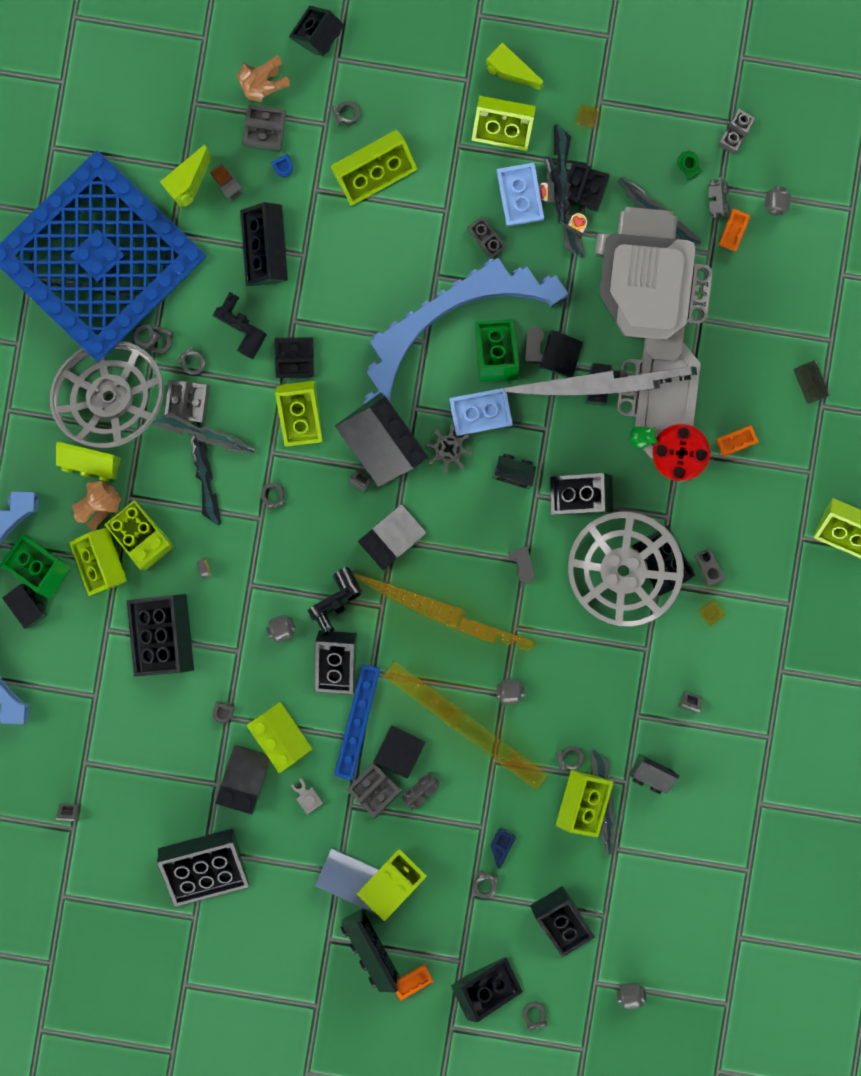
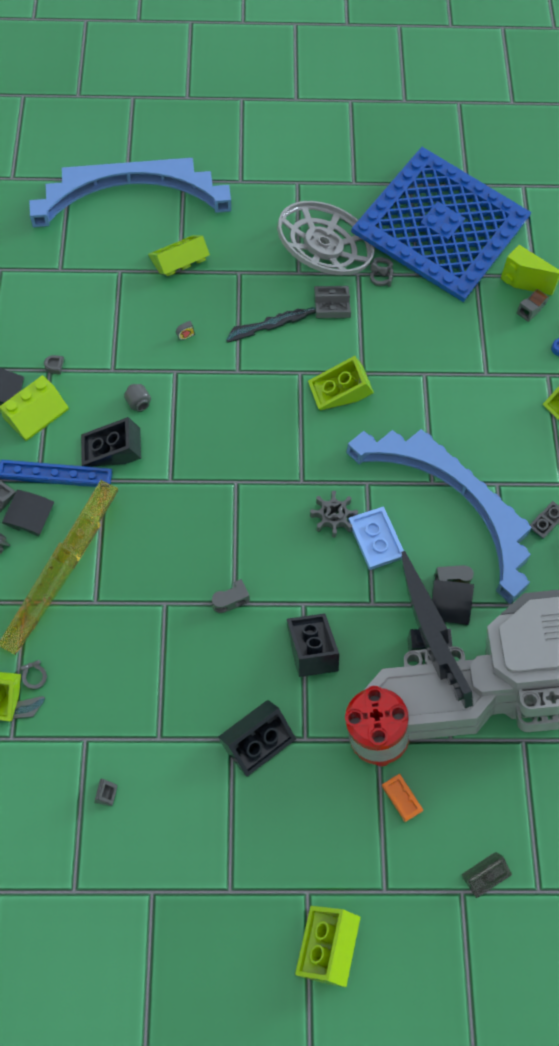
camera: 80 degrees right, 25 degrees down
(25, 605) = (132, 209): black brick -> none
(35, 566) = (166, 213): green slope -> none
(87, 461) = (264, 234): lime slope -> none
(99, 499) = (235, 244): medium nougat piece -> none
(139, 536) = (205, 279): lime slope -> none
(160, 635) = (120, 307): black slope -> none
(190, 352) = (377, 298): dark grey piece -> none
(206, 434) = (305, 318): dark grey sword -> none
(253, 336) = (402, 339): black piece -> none
(264, 244) = (487, 339): black slope -> none
(280, 501) = (256, 384): dark grey piece -> none
(294, 357) = (391, 377): black slope -> none
(348, 591) = (170, 436): black piece -> none
(360, 481) = (288, 444): dark grey slope -> none
(381, 440) = (331, 450): black slope -> none
(392, 537) = (237, 476): slope -> none
(446, 614) = (168, 536): clear yellow slope -> none
(496, 350) = (439, 542): green slope -> none
(510, 691) = (98, 604): dark grey head -> none
(514, 472) = (323, 571): black slope -> none
(633, 560) = (244, 700): light grey dish -> none
(642, 437) = (384, 673): green animal -> none
(653, 774) = (22, 760): black slope -> none
(709, 568) = (256, 788): dark grey leg -> none
(711, 612) = (208, 801): clear yellow tile -> none

